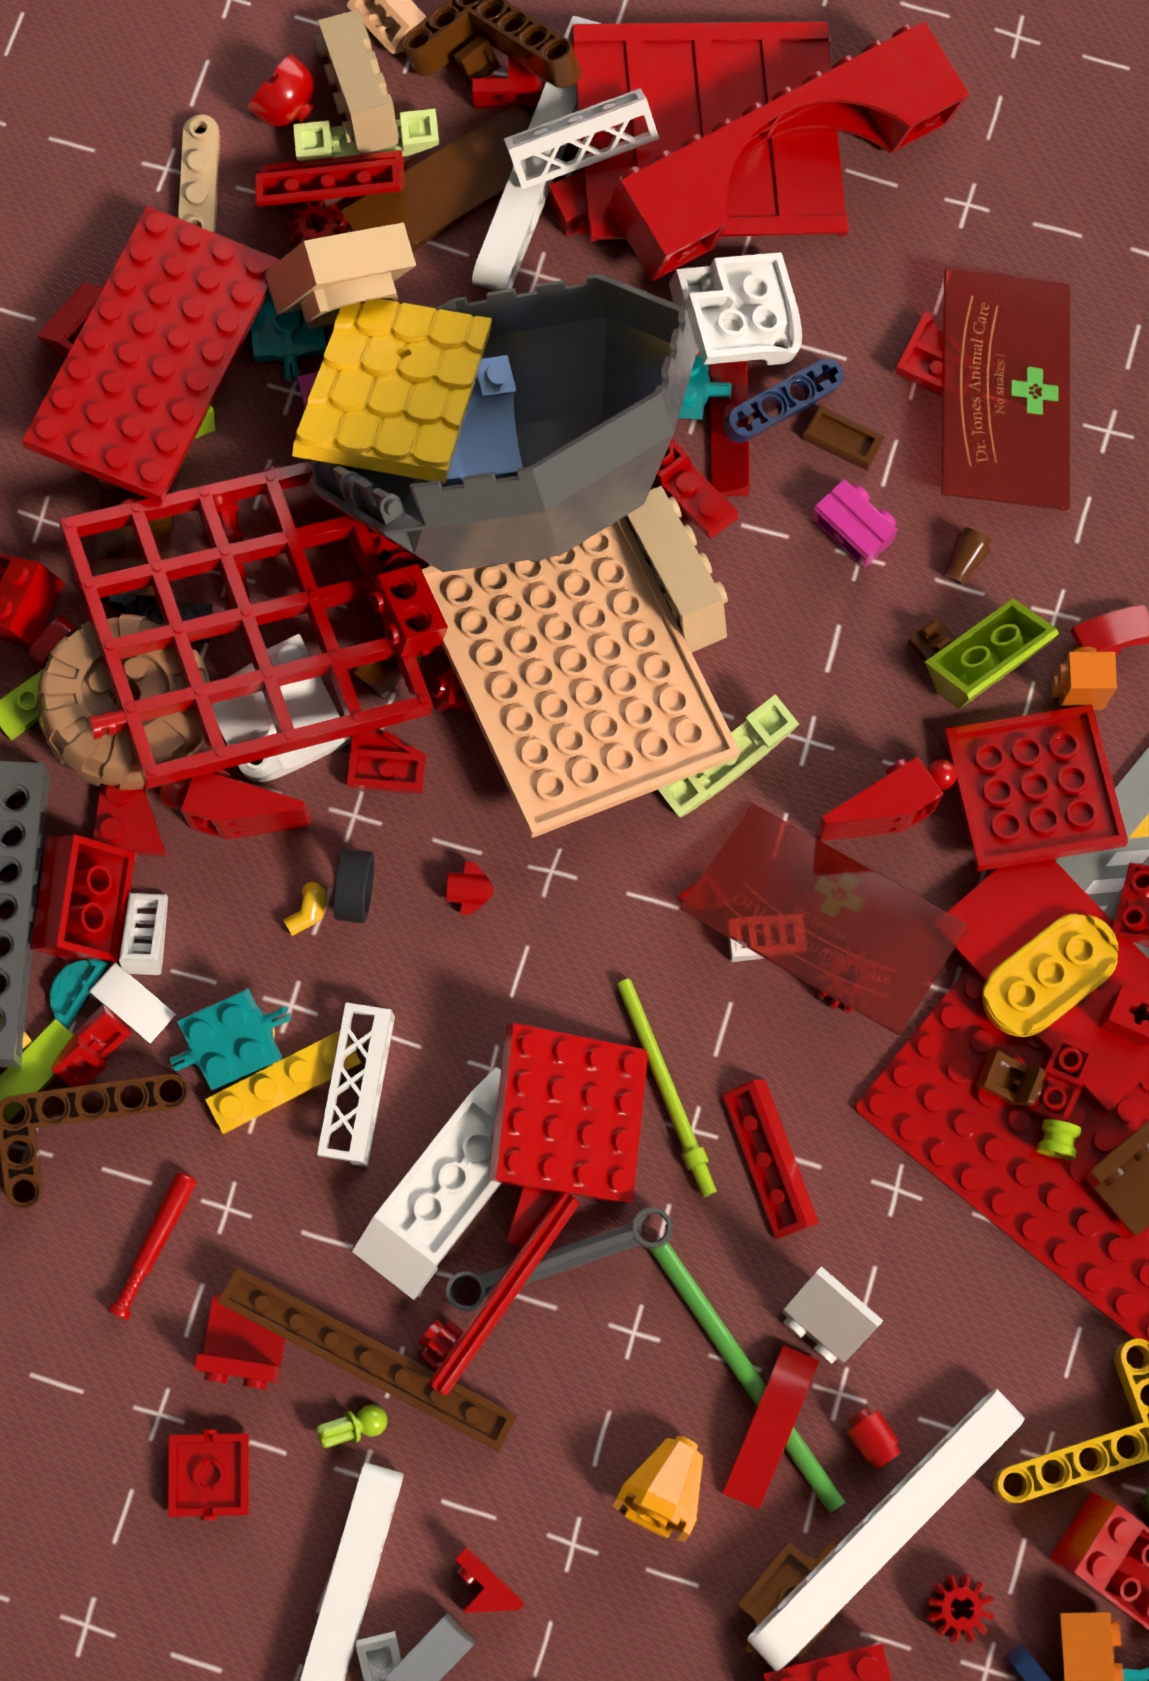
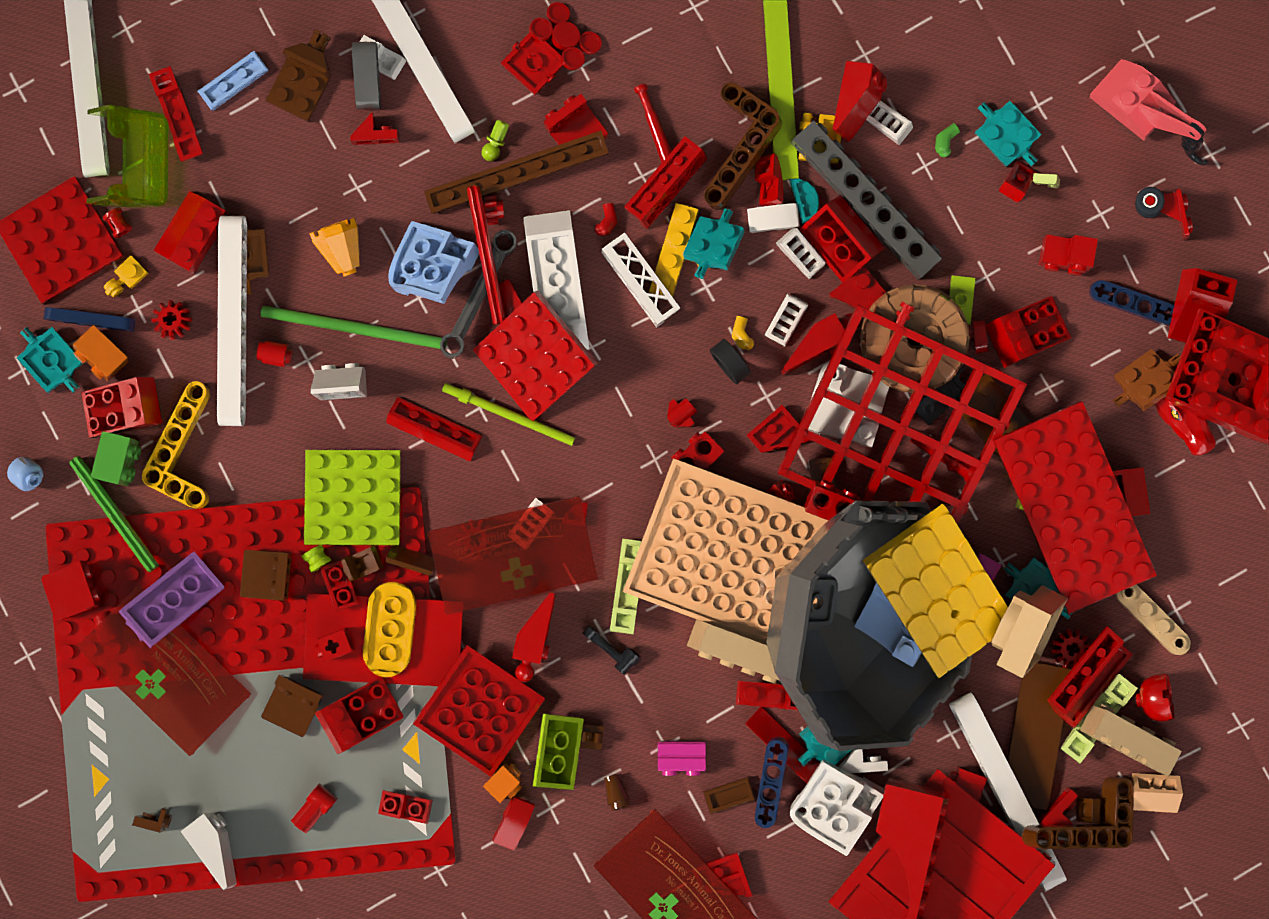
camera: 135 degrees right, 10 degrees up
(139, 1468) = (565, 36): none -> red piece
(207, 1168) = (666, 182): none -> red fence
(243, 888) = (795, 301): none -> white slope
(319, 1191) = (609, 222): none -> red arm
(503, 812) = (700, 460): none -> red brick
(576, 126) = (995, 811): white fence -> none
(579, 1353) = (430, 262): none -> light blue slope
(771, 1427) = (321, 316): red slope -> none
(814, 684) = (624, 660): none -> black brick
(946, 1170) = (352, 497): none -> lime plate
(948, 1027) = (411, 560): none -> reddish brown slope

